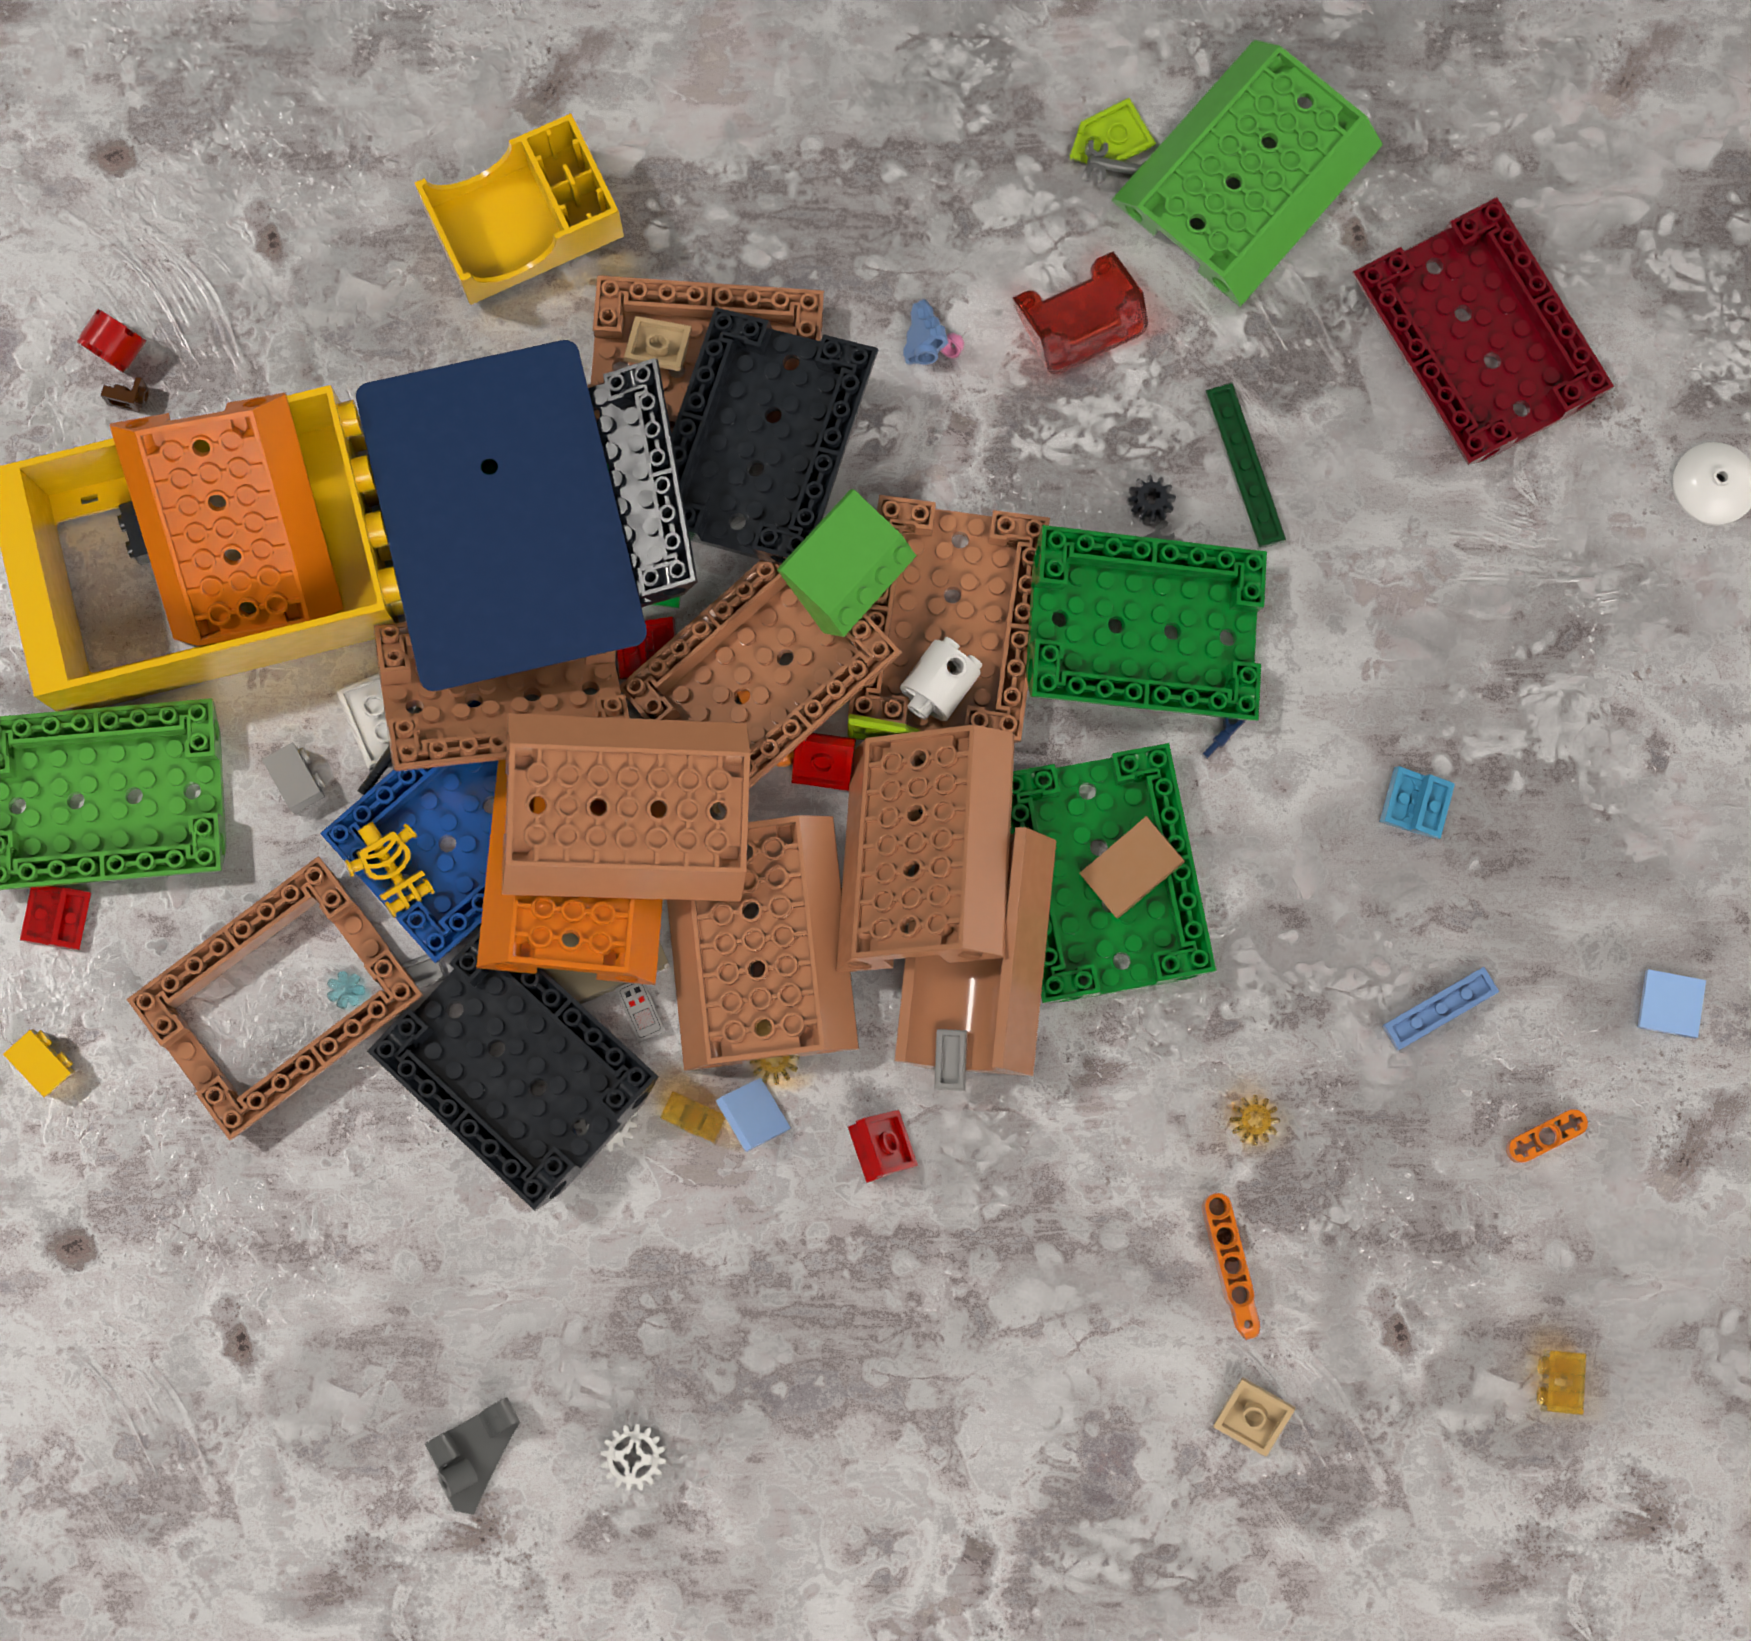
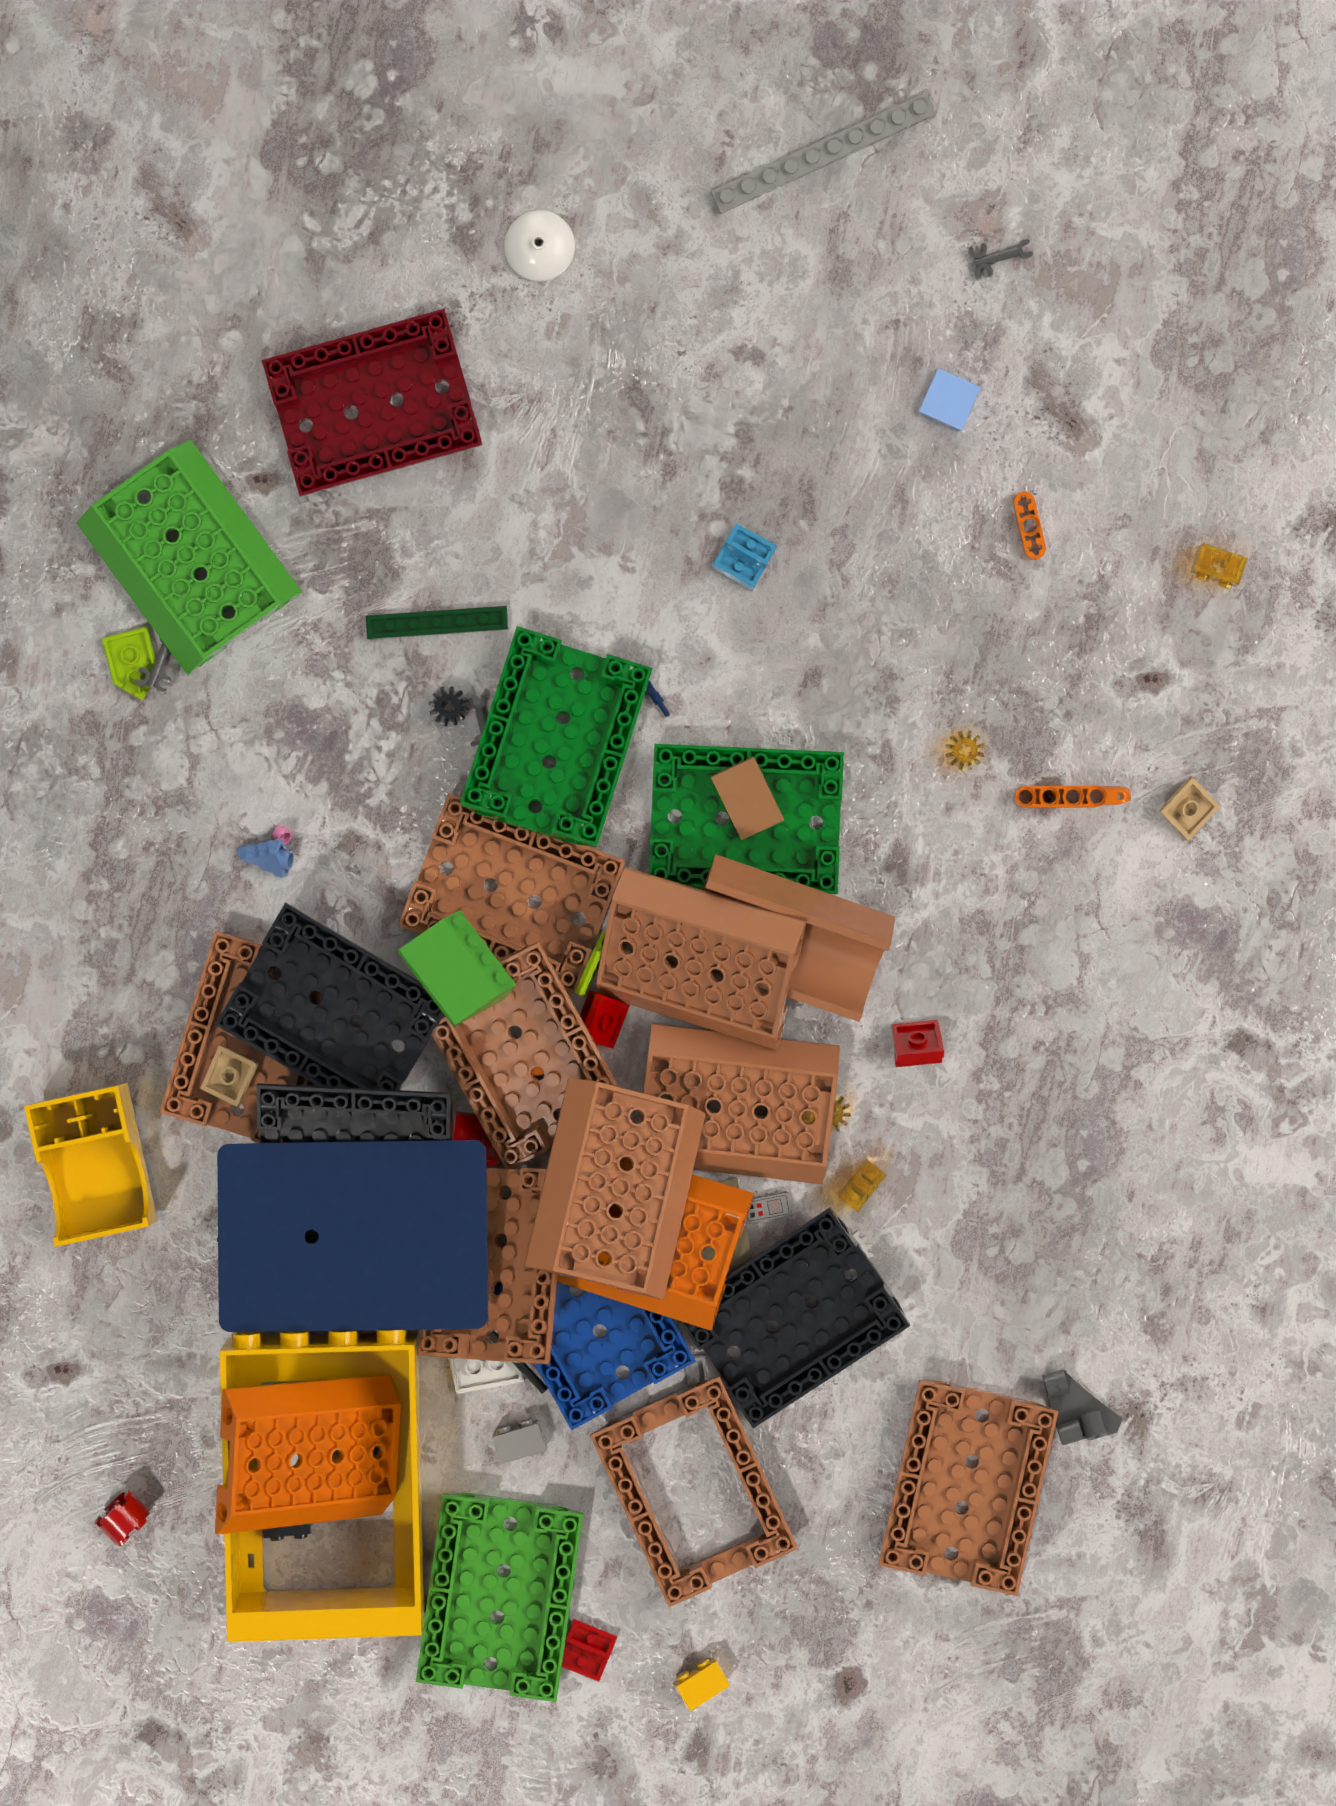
camera: 75 degrees left, 10 degrees up
(124, 398) = (170, 1518): reddish brown bracket -> none
(350, 992) = (694, 1430): clear light blue plant -> none
(350, 1376) = (999, 1490): none -> nougat slope
(375, 842) = (595, 1387): yellow piece -> none
(620, 1455) = (1105, 1299): white gear -> none
(753, 1114) = (871, 1139): light blue tile -> none
(933, 687) = (565, 922): white cylinder -> none
(951, 1059) = (867, 977): light grey tile -> none
(1085, 317) = (282, 723): clear red windscreen -> none
(1440, 1008) = (911, 582): medium blue plate -> none

